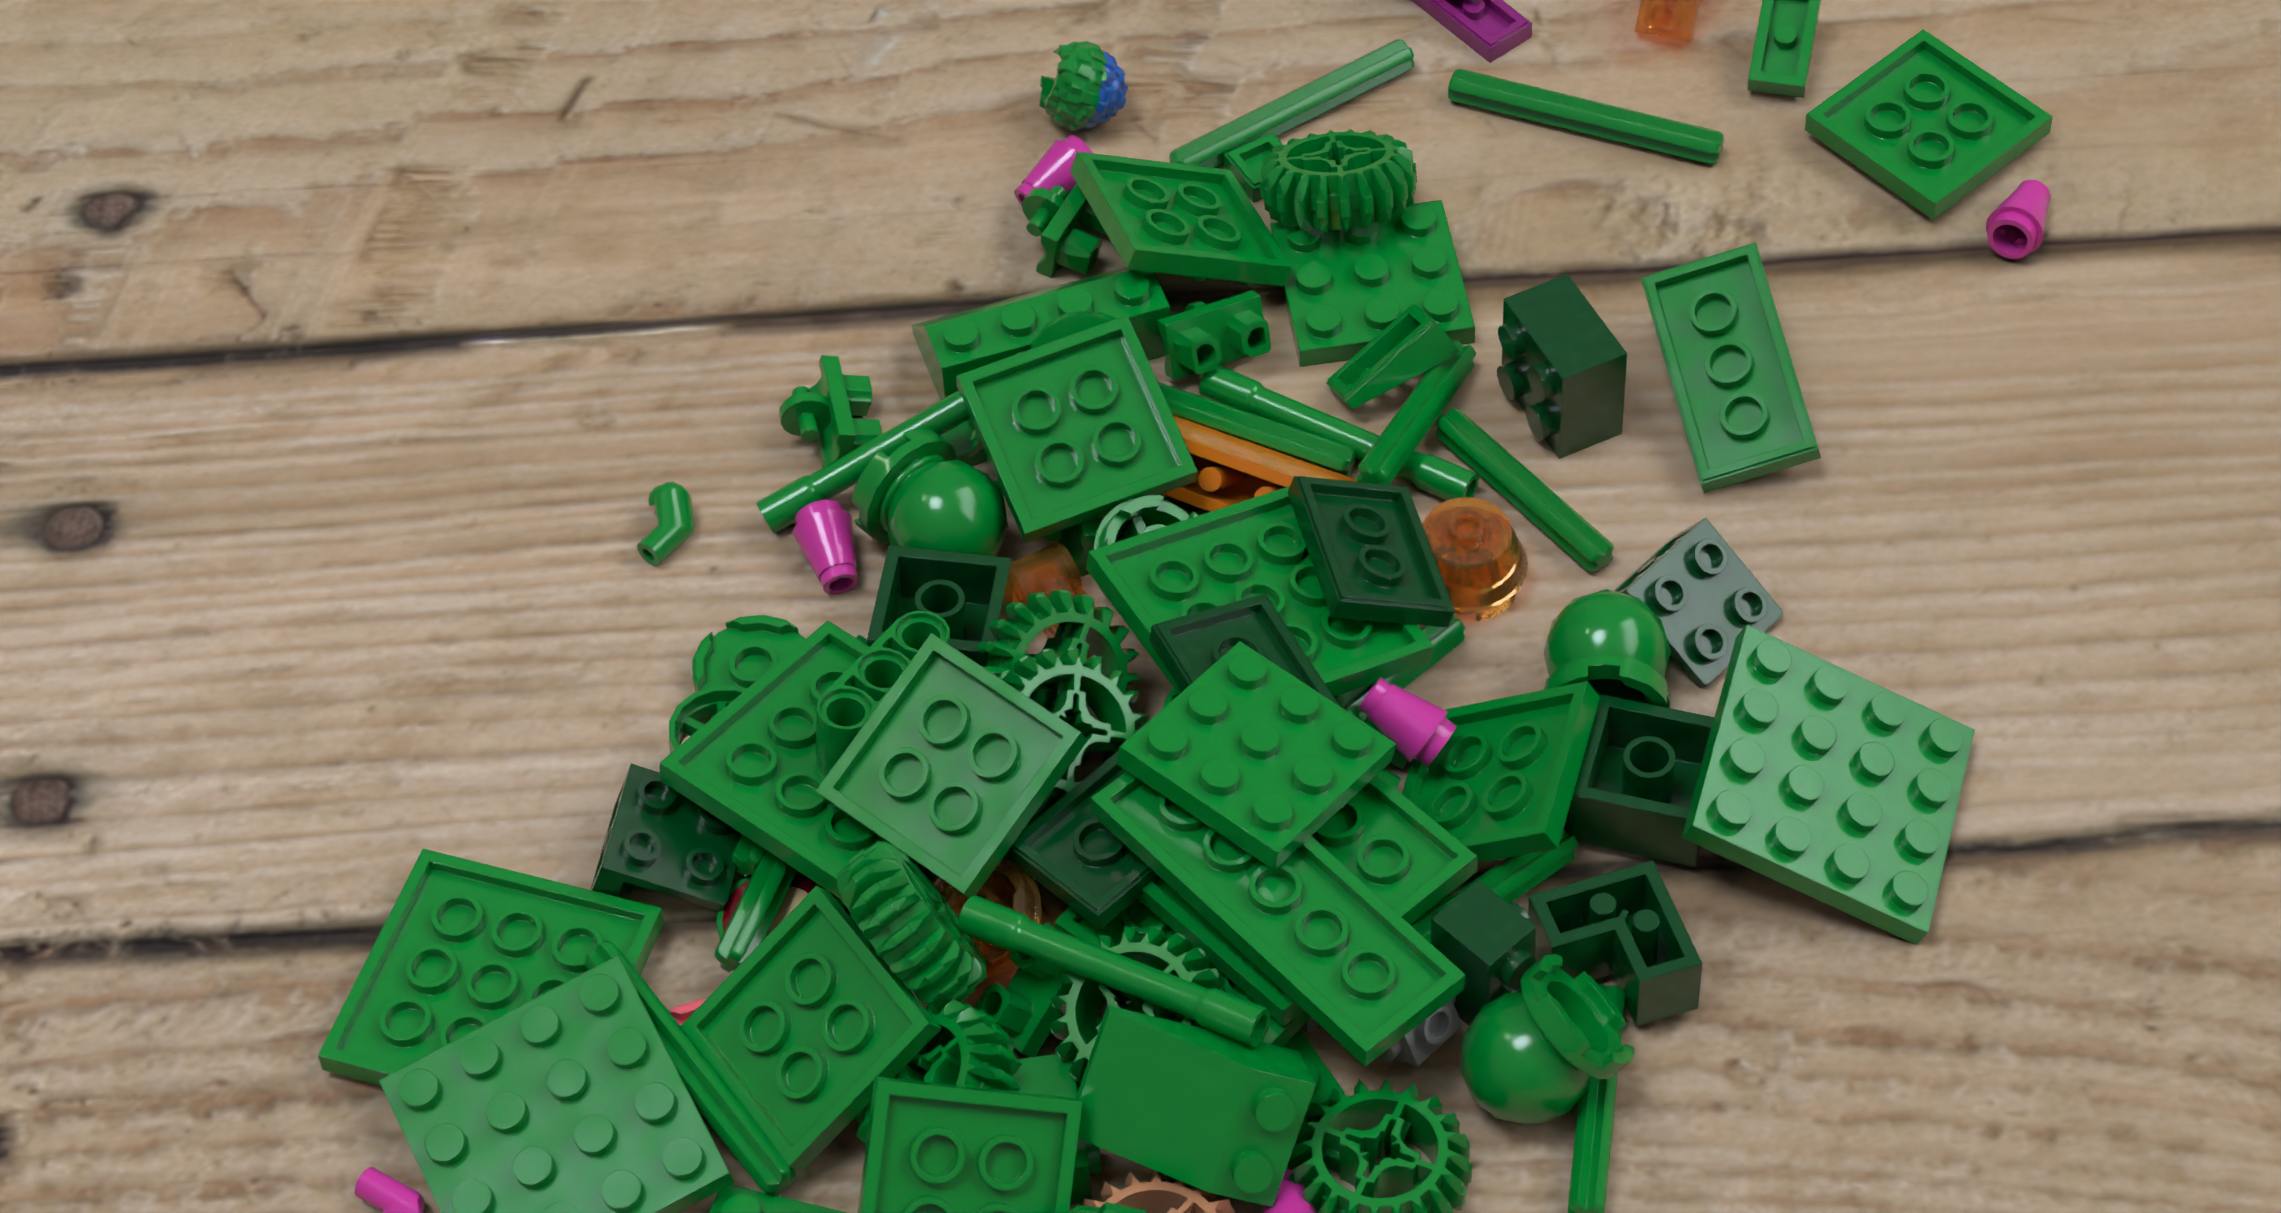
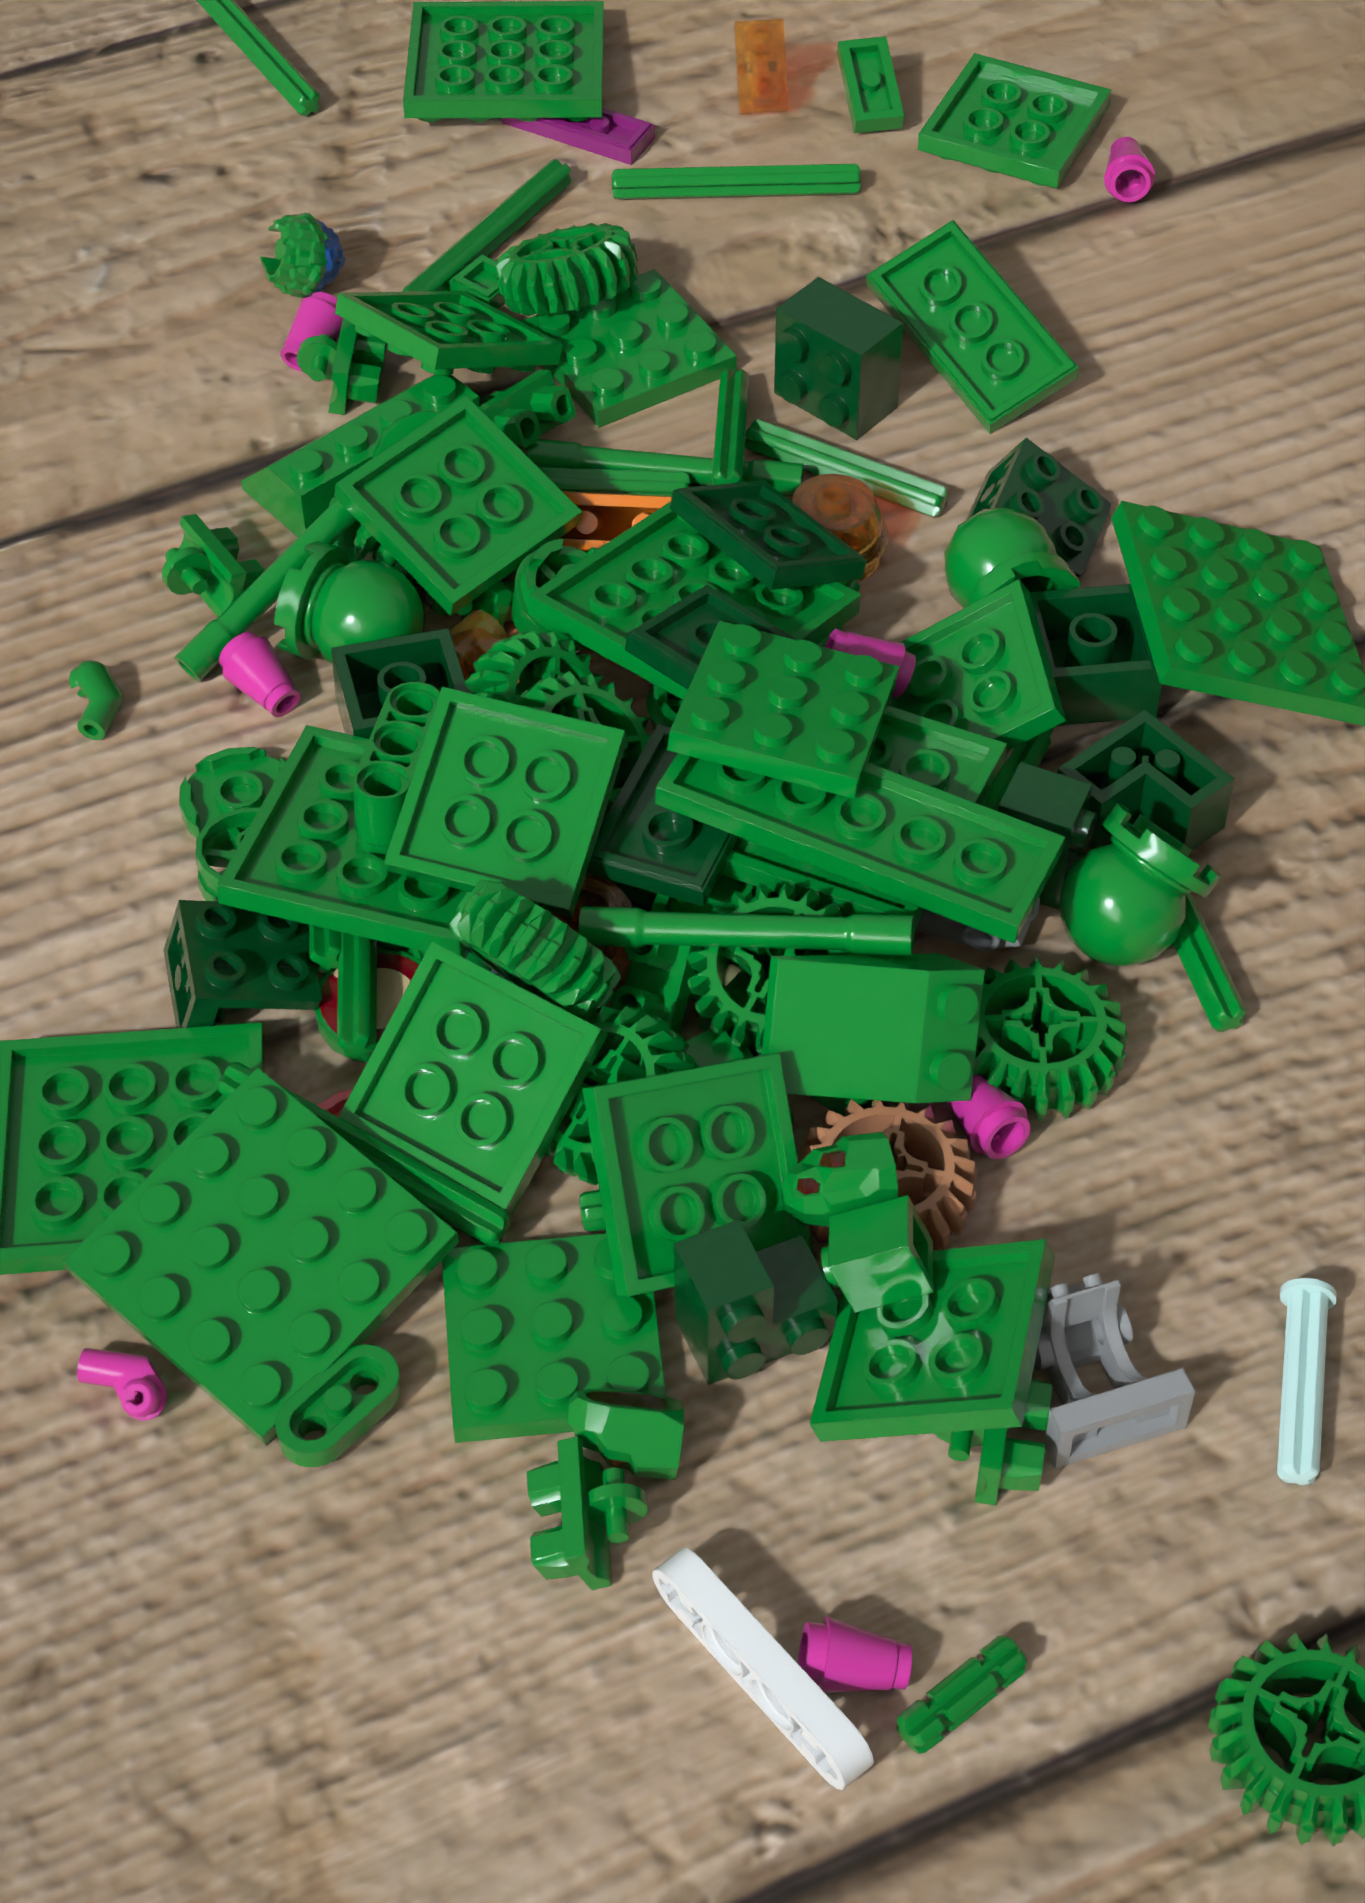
camera: 25 degrees left, 0 degrees up
(1394, 356) = (685, 392): green slope -> none

